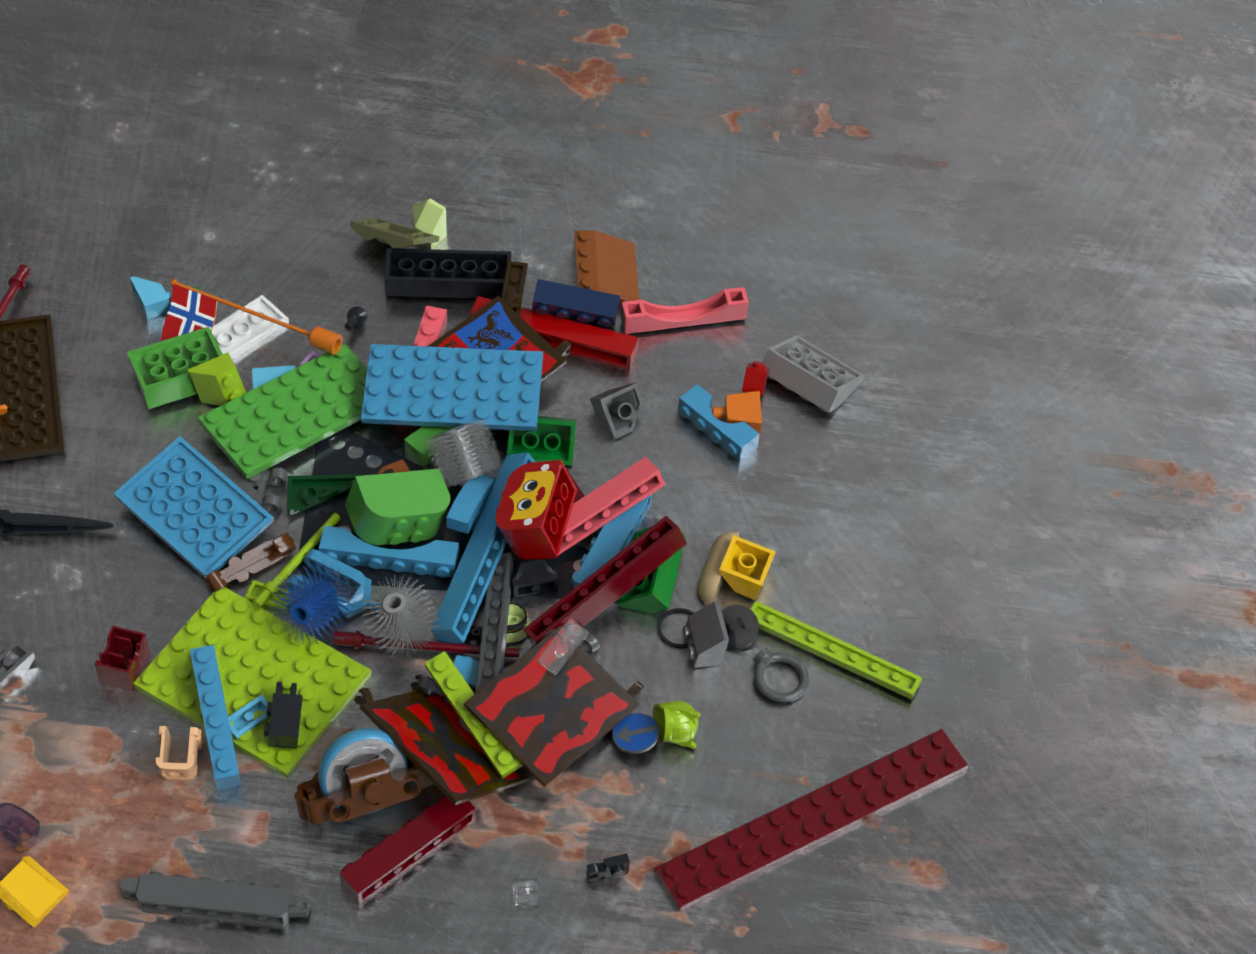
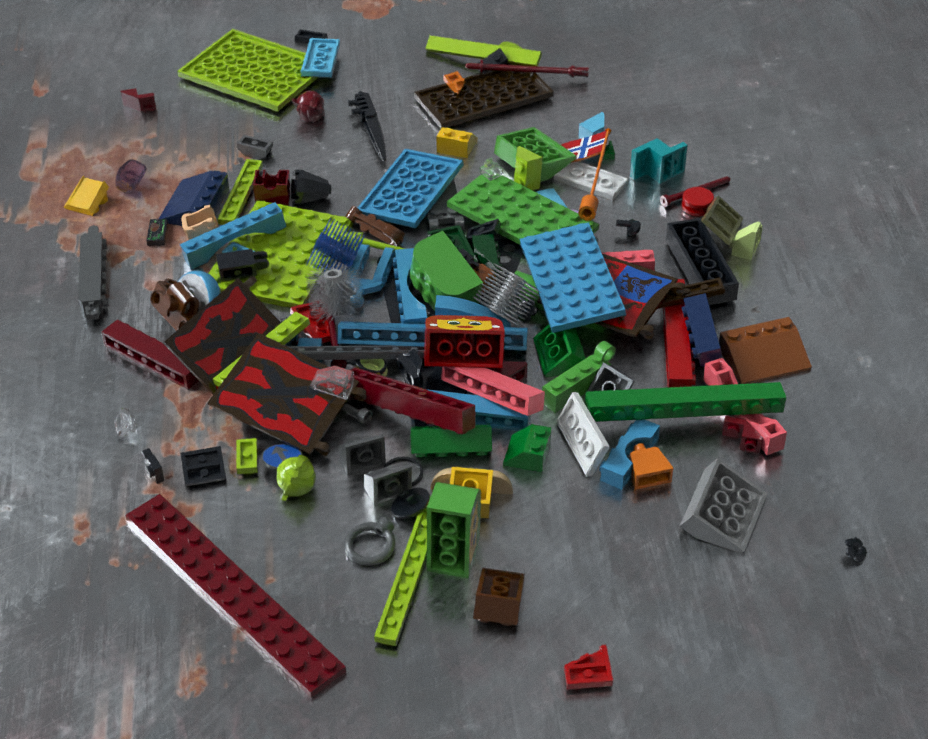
camera: 80 degrees right, 10 degrees down
(99, 756) = (196, 193): none -> dark blue slope
(104, 699) = (239, 192): none -> lime plate
(108, 441) = (455, 142): none -> yellow slope
(144, 616) = (308, 187): none -> black cone
(147, 813) = (157, 232): none -> black tile
(213, 412) = (491, 169): none -> clear tile
(254, 255) = (658, 160): none -> teal bracket
(312, 454) = (487, 228): none -> black plate
(317, 272) = (666, 200): none -> dark red bar
(334, 246) = (696, 201): none -> red head
(355, 461) = (486, 251): none -> dark green slope
(393, 670) = (316, 328): none -> red wing
(599, 432) = (576, 378): none -> bright green hinge
(619, 769) = (246, 456): none -> lime plate
(620, 818) = (203, 466): none -> black slope
(656, 655) = (363, 454): none -> dark grey slope
(677, 354) = (686, 401): none -> green brick
(687, 504) = (529, 448): none -> green slope
(691, 450) = (582, 434): none -> white tile
(722, 323) = (740, 428): none -> dark red slope
(755, 377) = (689, 465): red brick -> none
(811, 582) = (453, 529): none -> bright green brick
(882, 578) = (499, 596): none -> reddish brown slope
(885, 294) = (855, 549): none -> black plant
(984, 532) = (589, 671): none -> red wing

